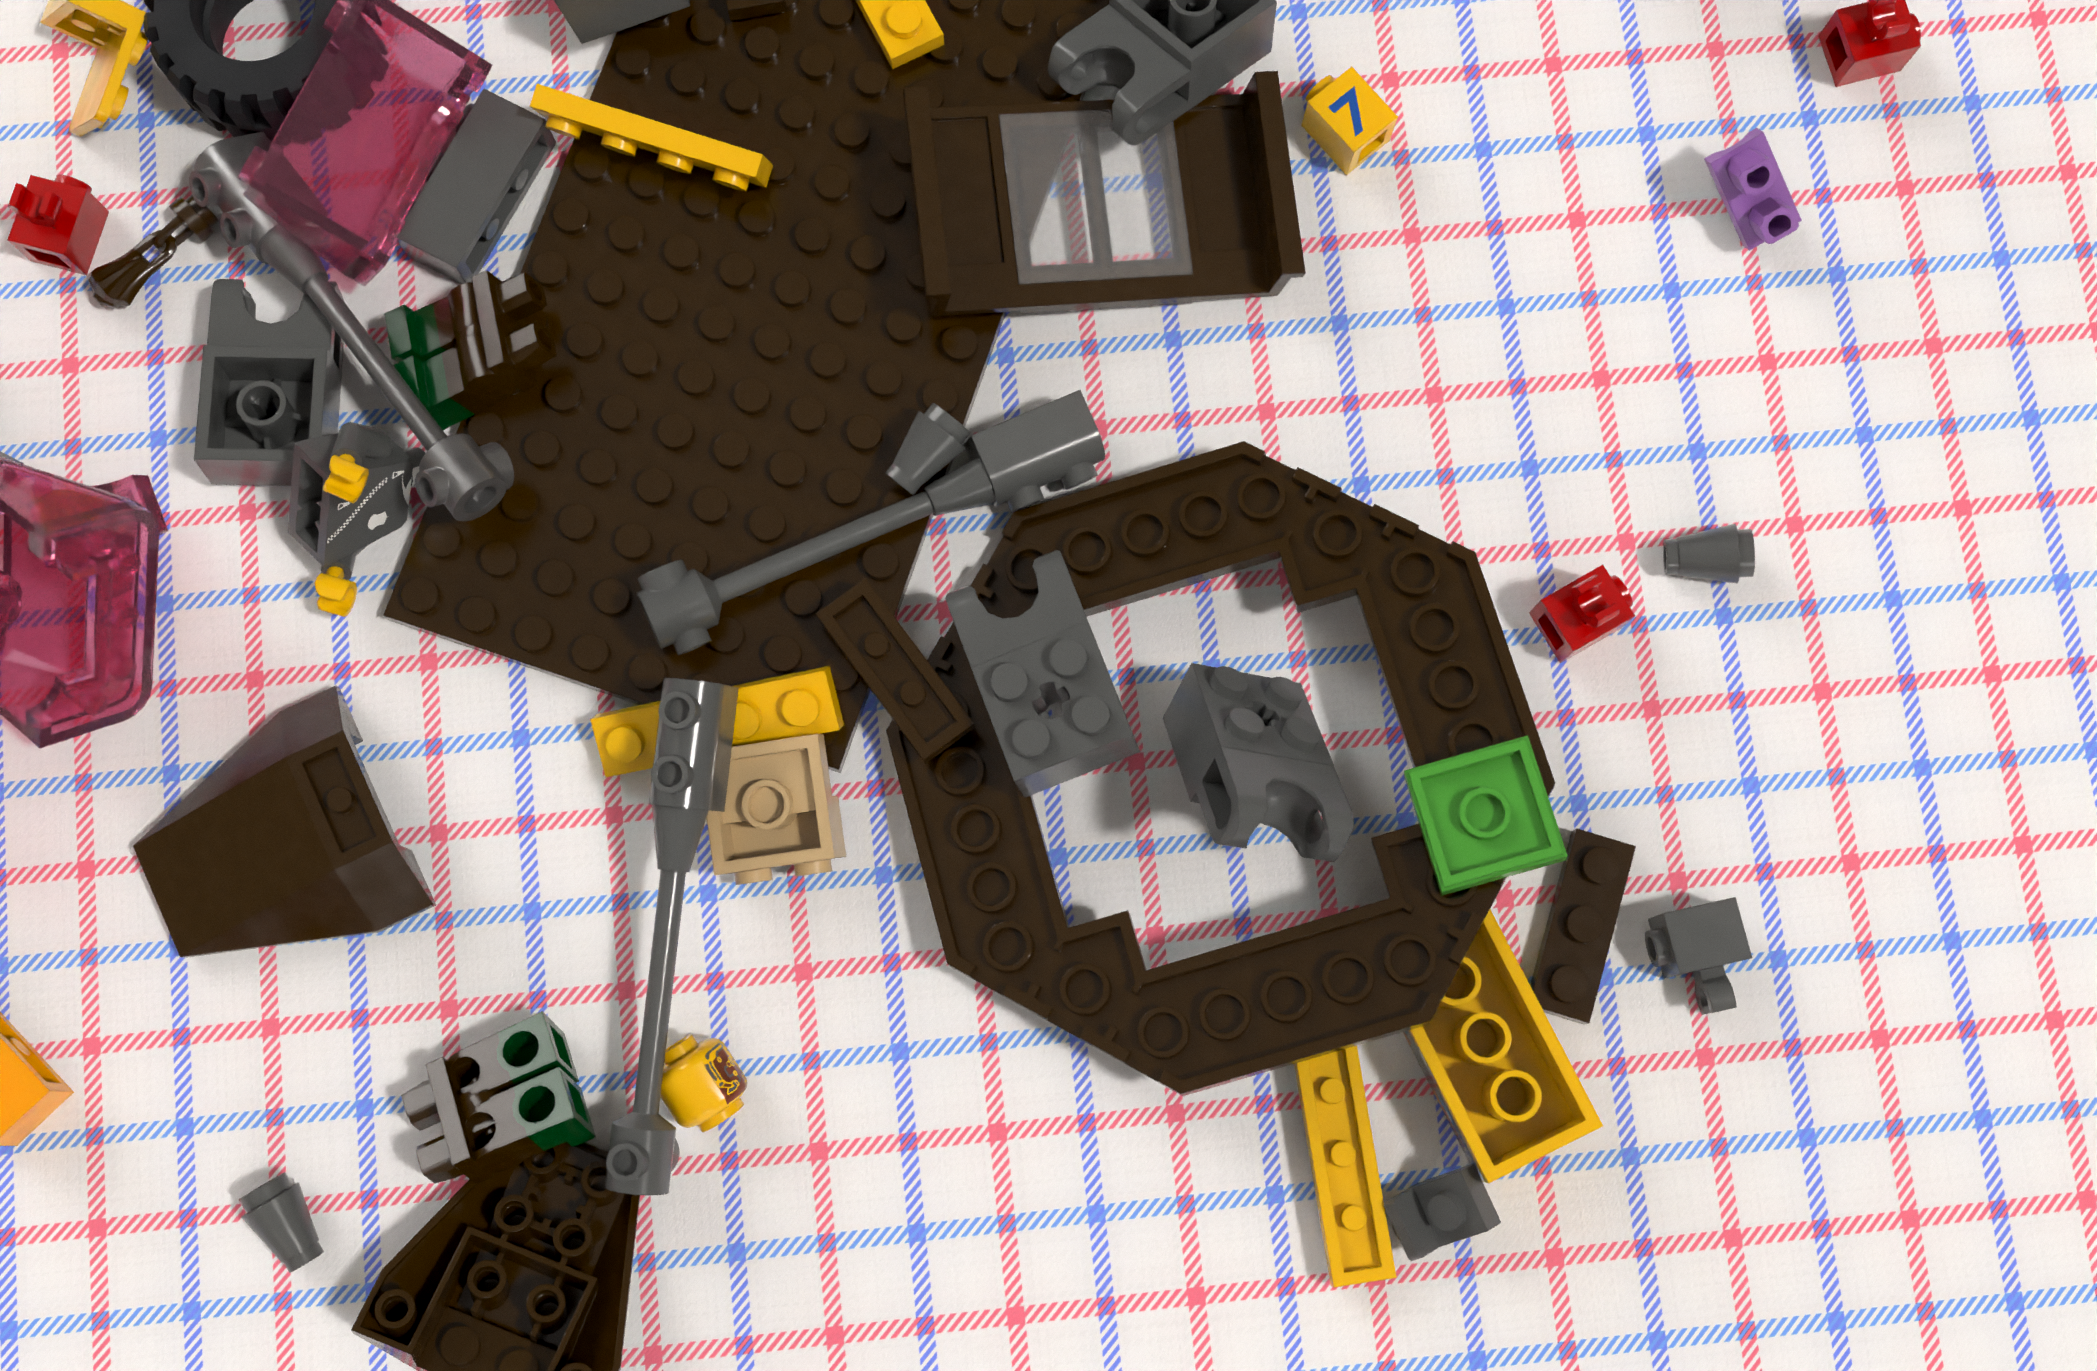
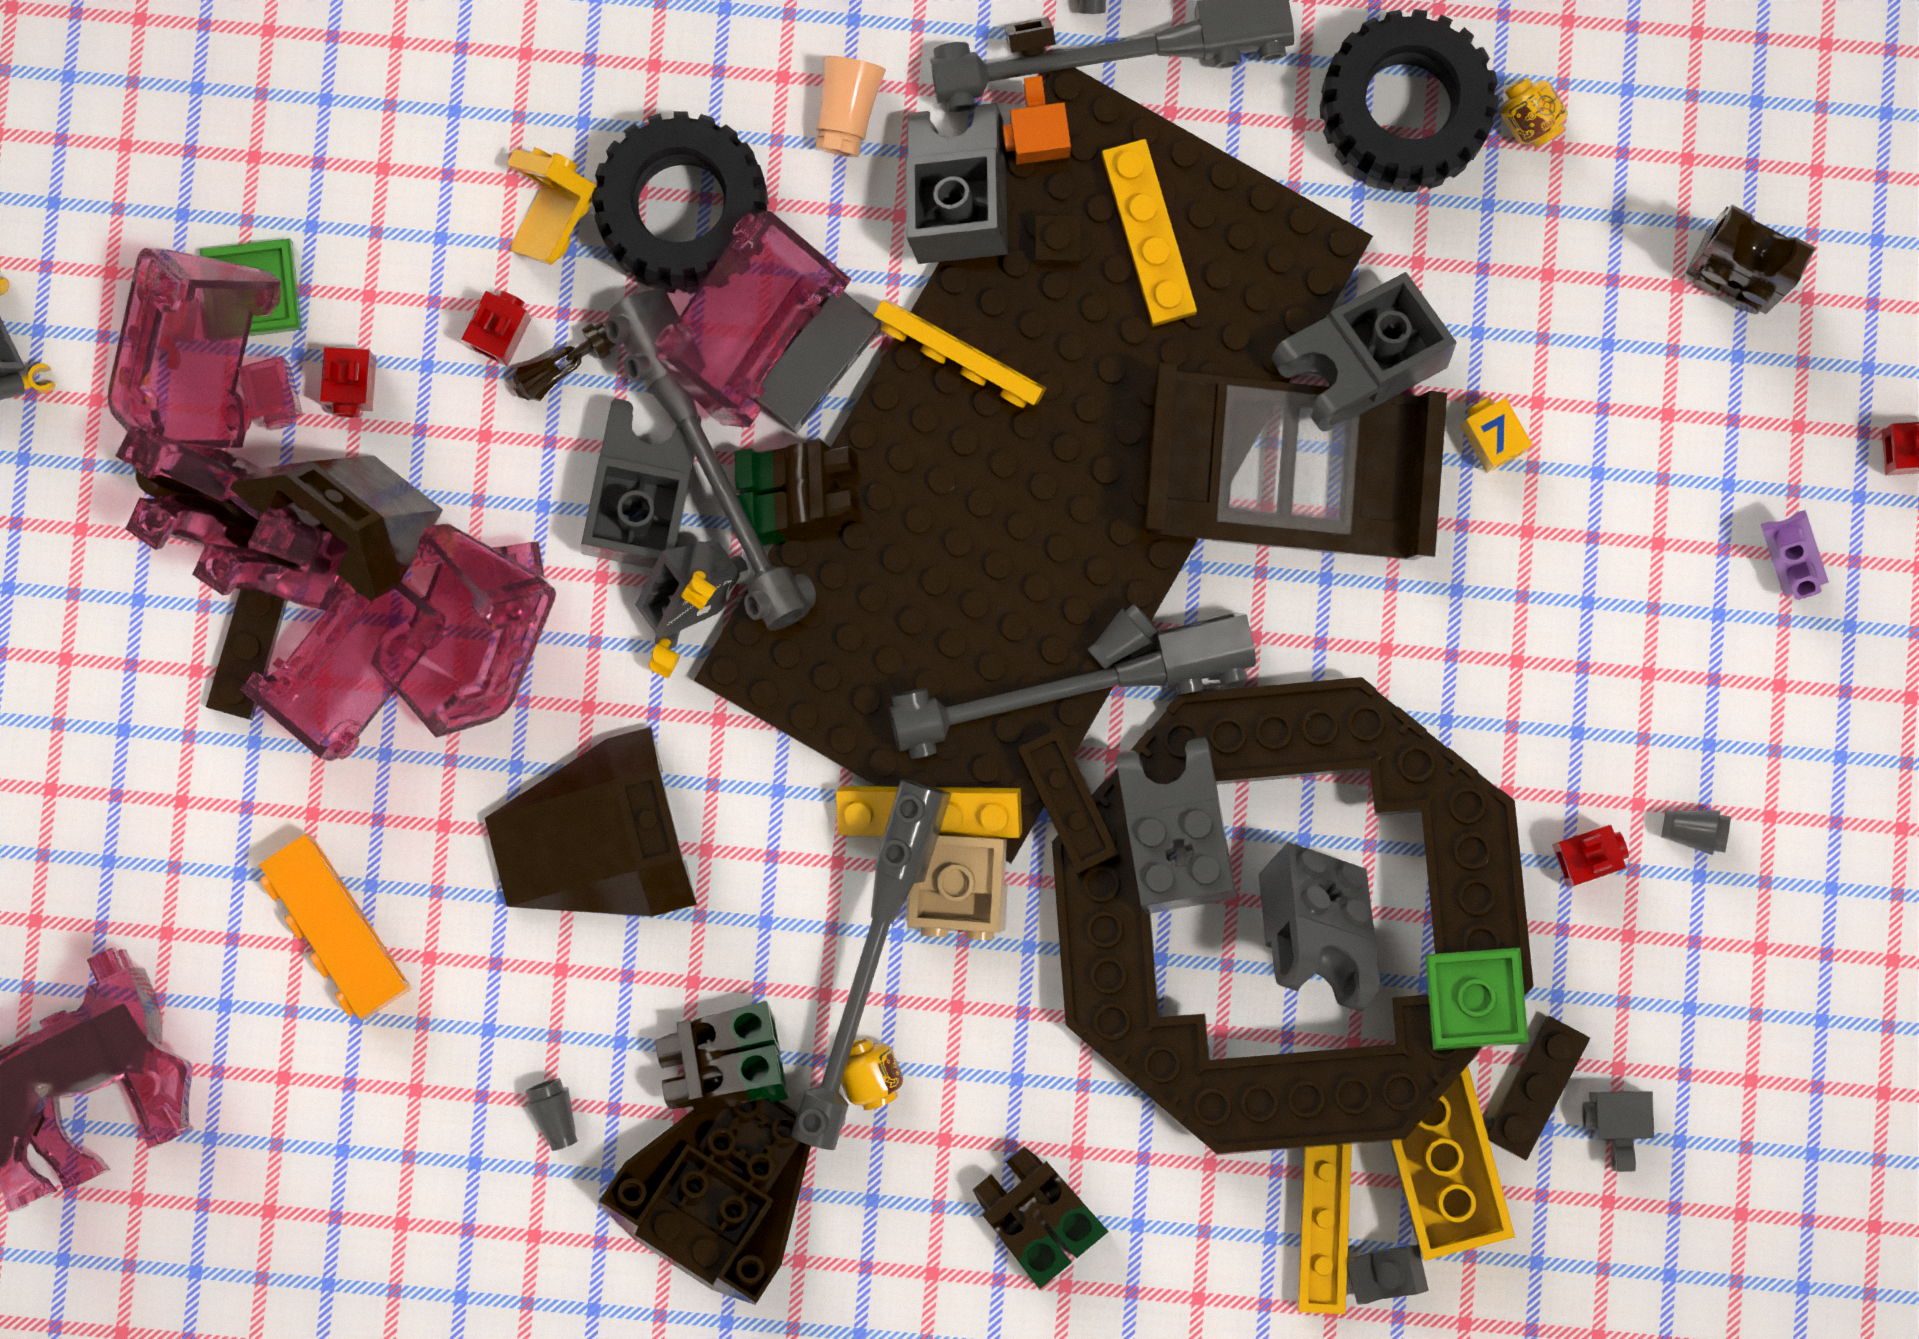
camera: 15 degrees right, 5 degrees up
(940, 1224) = (1031, 1205): none -> dark brown hips

